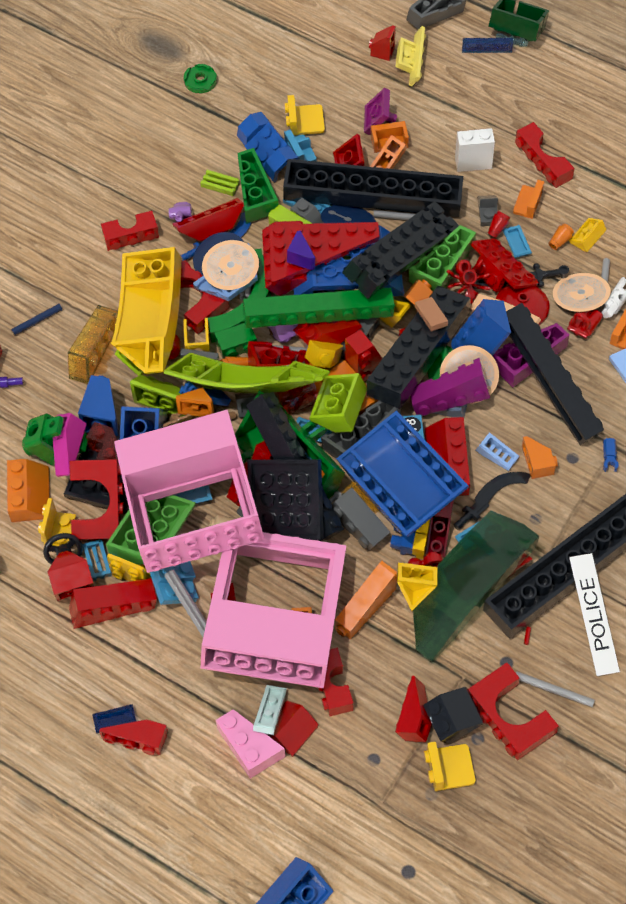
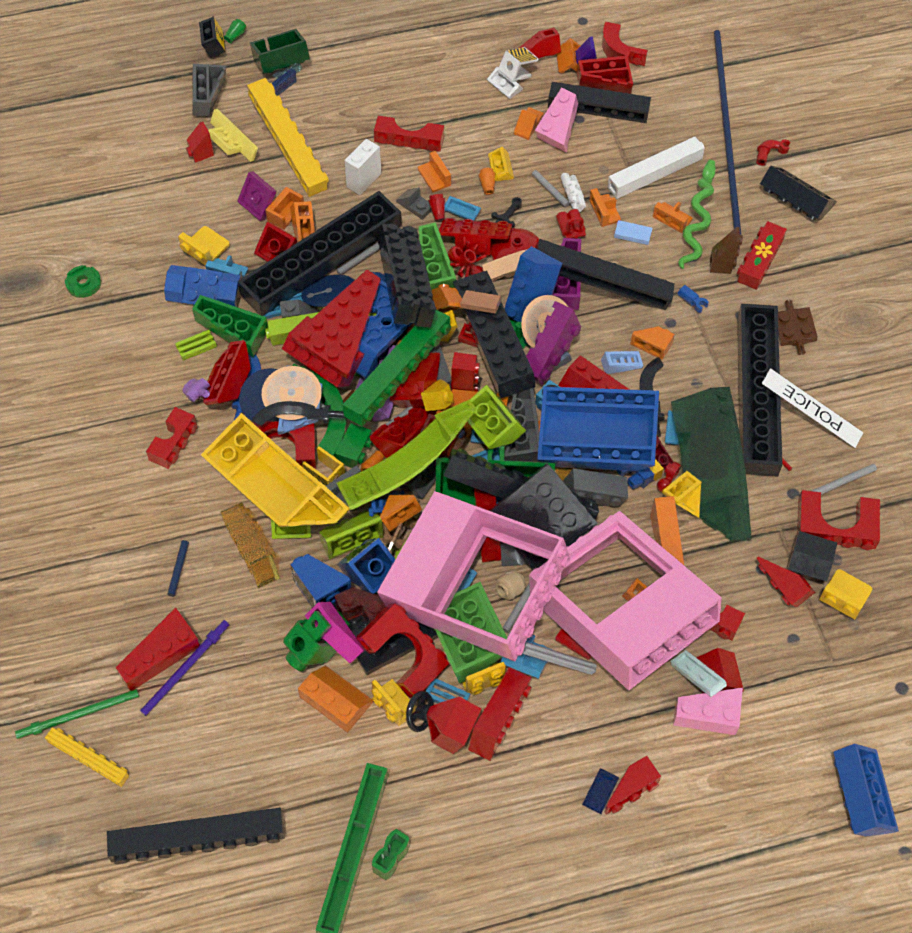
camera: 50 degrees left, 0 degrees up
(220, 277) = (298, 408): none -> black sword
(300, 252) = (347, 333): dark purple slope -> none
(449, 86) = (287, 137): none -> yellow brick
(581, 292) = (546, 206): light nougat piece -> none

